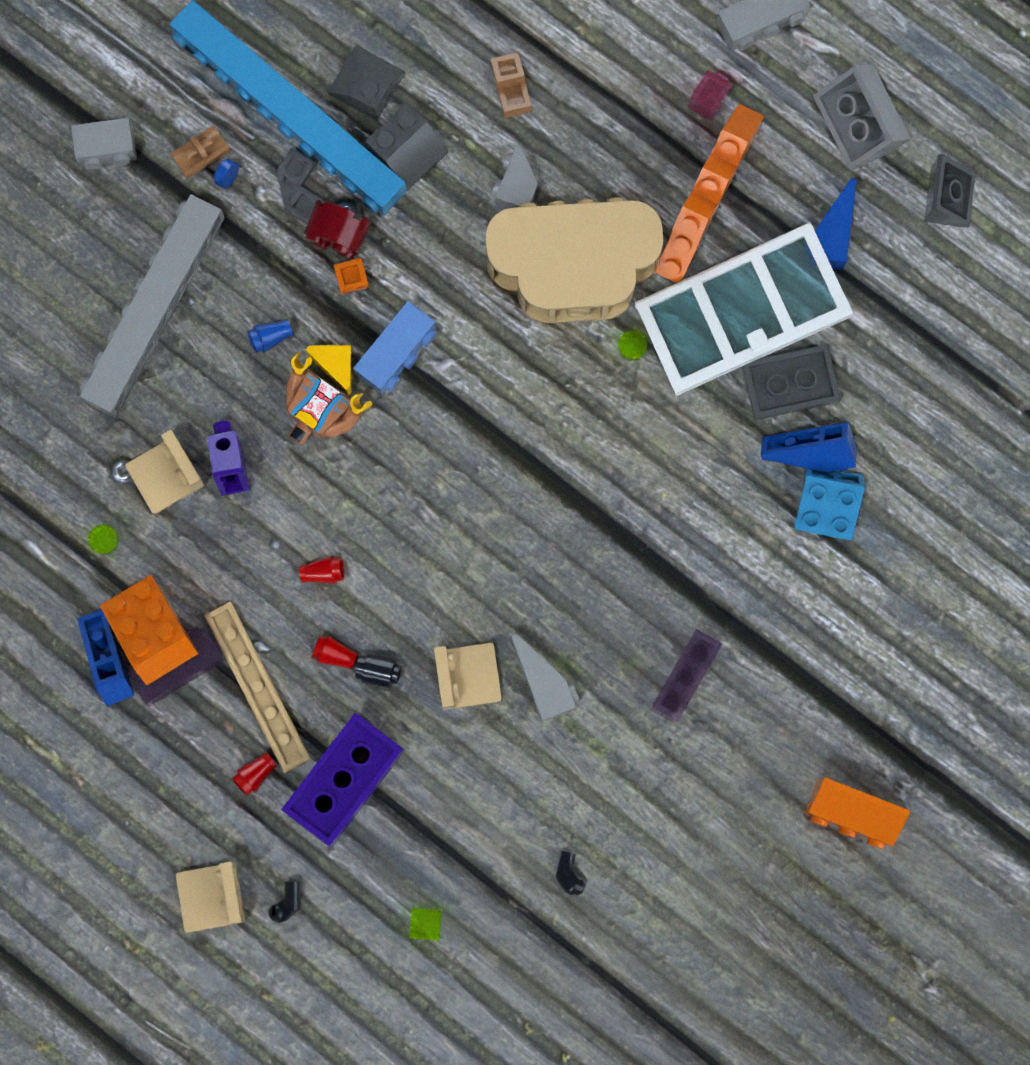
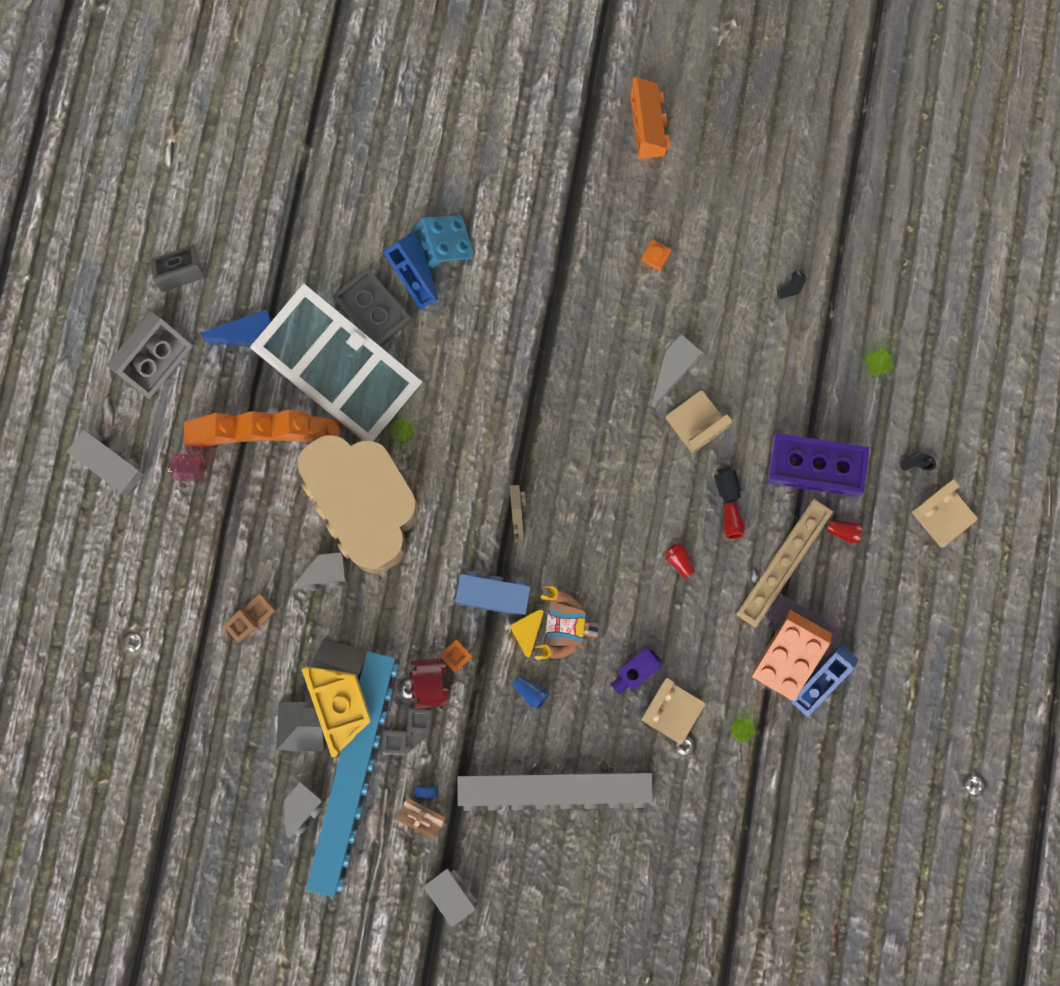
camera: 115 degrees left, 0 degrees up
(282, 37) = (299, 807): none -> light grey slope
(363, 120) = (338, 705): none -> yellow wing
(472, 415) = (518, 506): none -> dark tan wing
(686, 676) = (619, 273): clear purple brick -> none
(688, 736) = (656, 255): none -> orange plate

